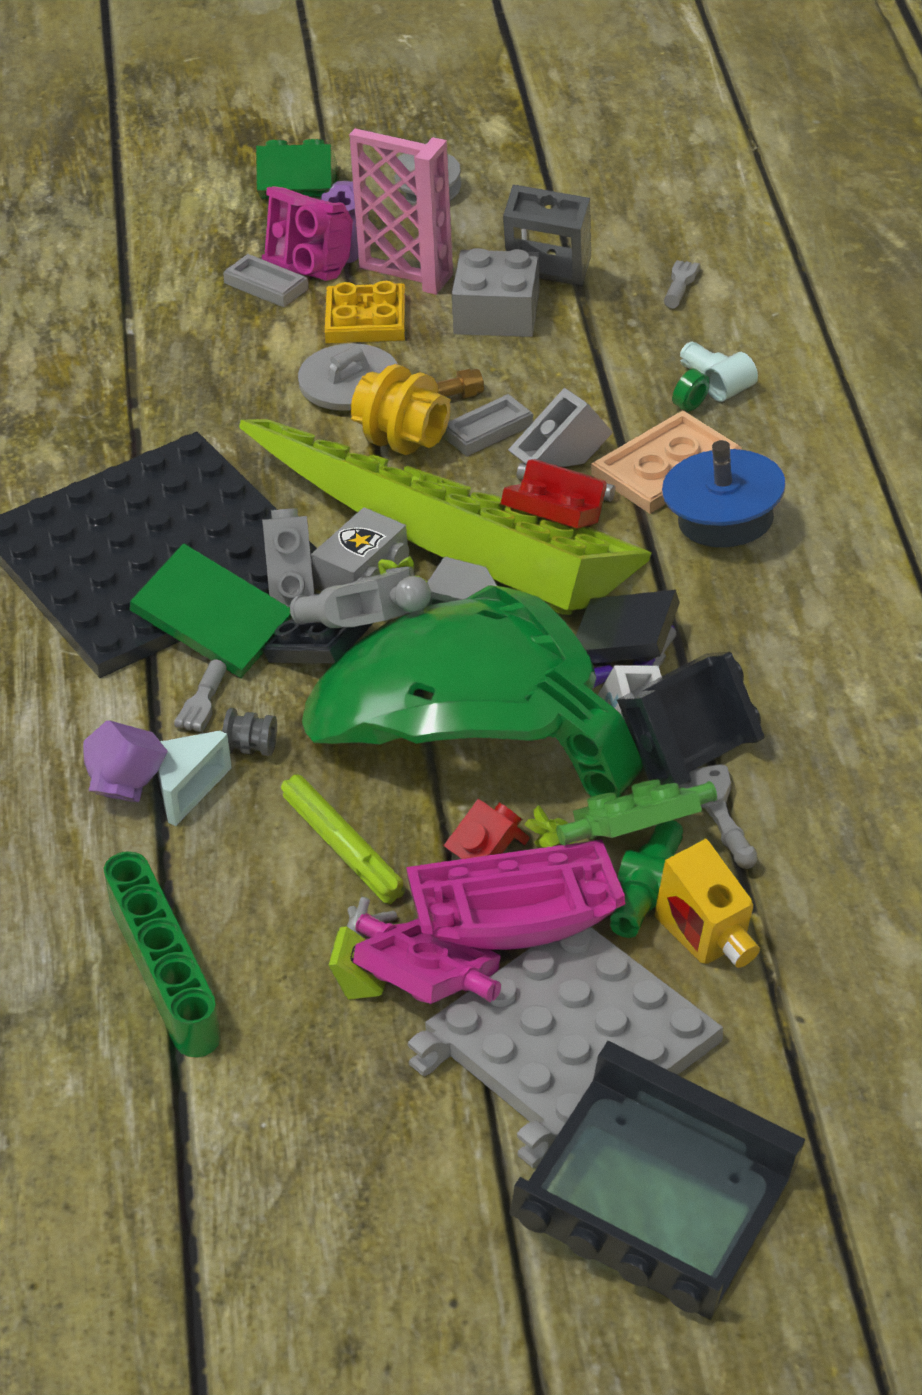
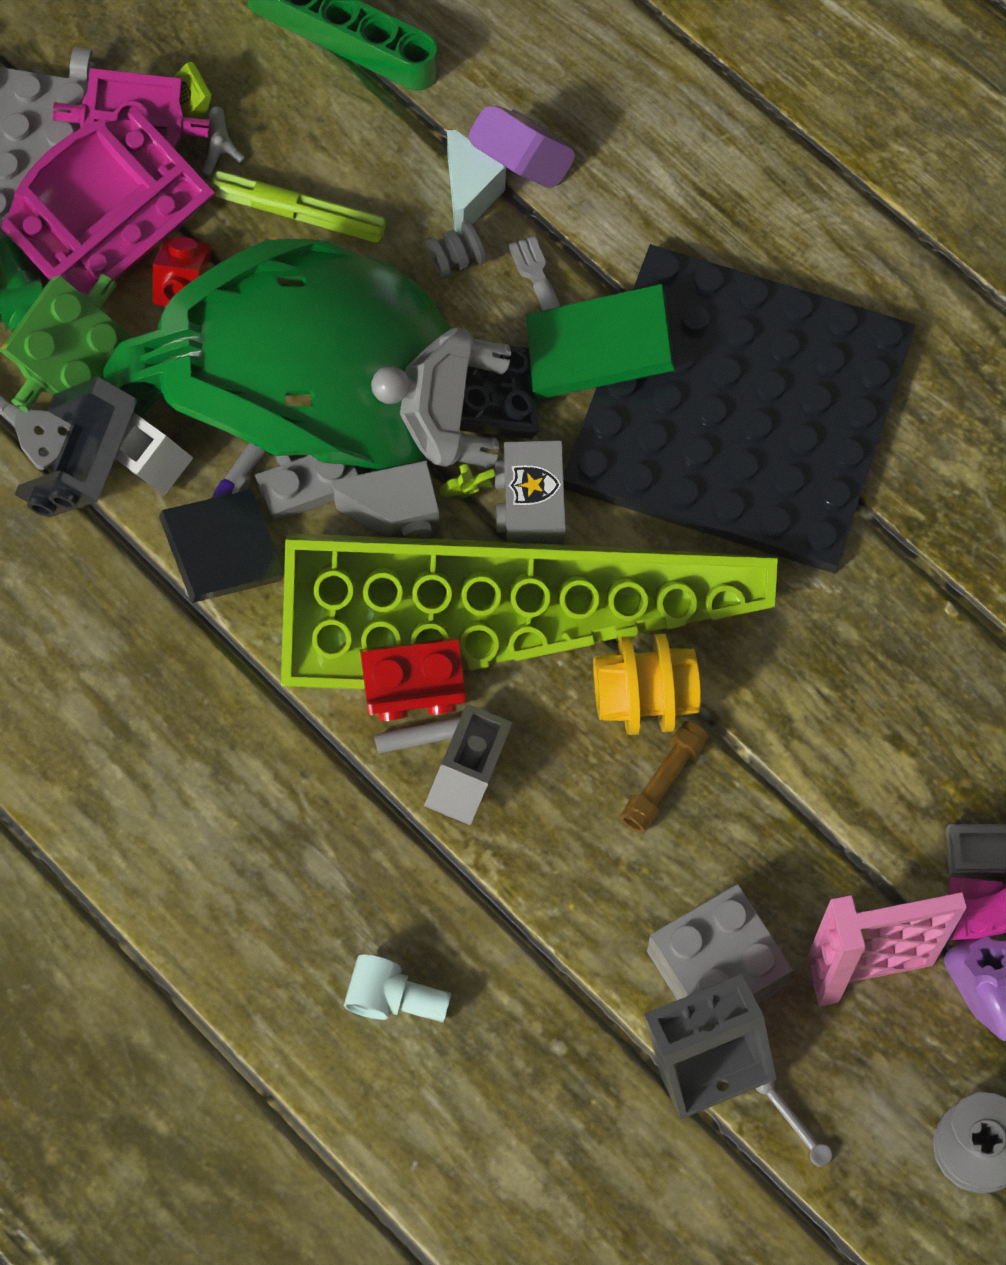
camera: 140 degrees right, 25 degrees up
(288, 555) = (599, 440): light grey bracket -> none
(334, 372) = (768, 745): light grey shield -> none
(365, 312) = (846, 857): yellow tile -> none
(488, 425) = (574, 768): light grey tile -> none
(545, 827) = (134, 304): lime plant -> none
(644, 462) = (356, 828): light nougat tile -> none
(682, 275) = (558, 1160): light grey piece -> none
(691, 390) = (397, 936): green tile -> none
(724, 495) = (239, 758): blue piece -> none

